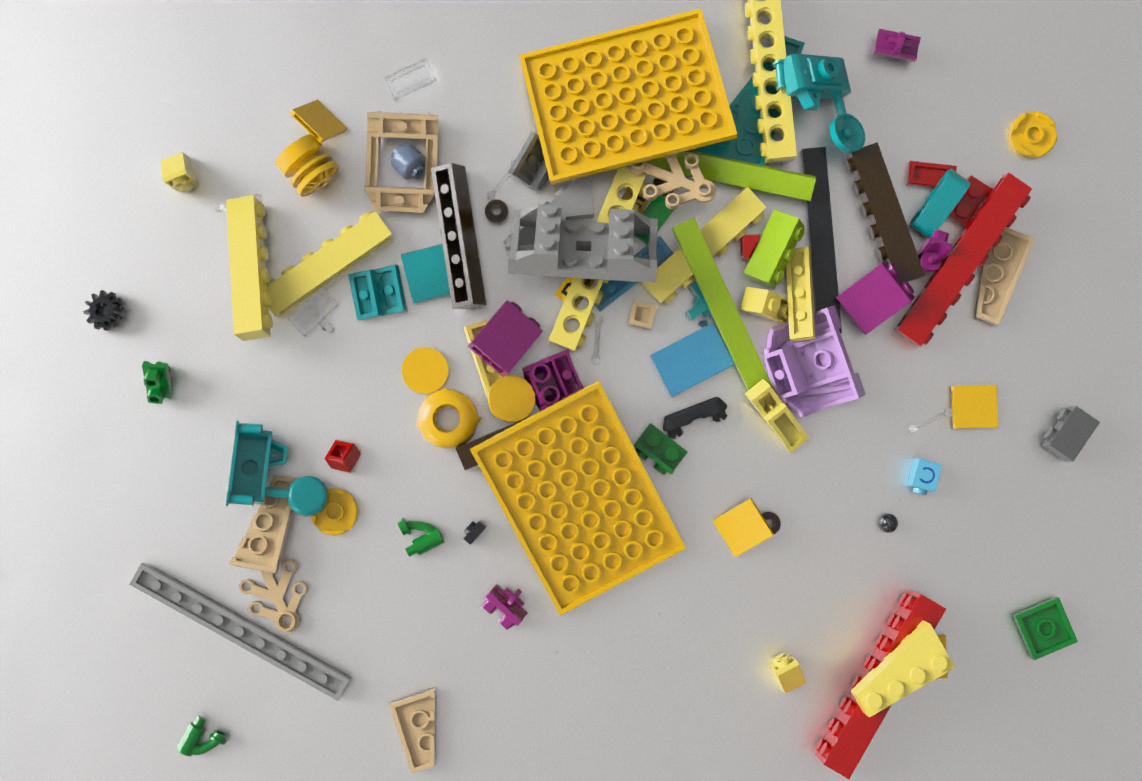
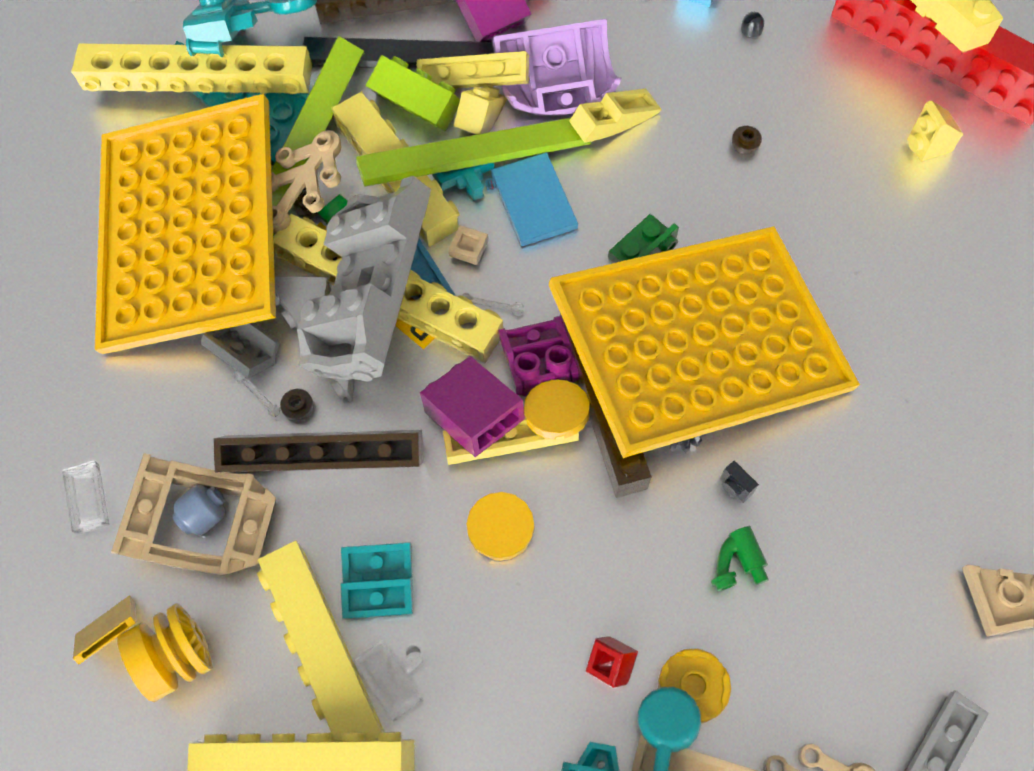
camera: 75 degrees left, 20 degrees down
(426, 273) = (362, 502): teal slope -> none
(448, 399) = (568, 525): yellow piece -> none
(508, 604) = (841, 448): magenta hips -> none
(712, 407) = (598, 182): black piece -> none
(743, 527) = (750, 163): yellow piece -> none
(747, 246) = (406, 122): red slope -> none

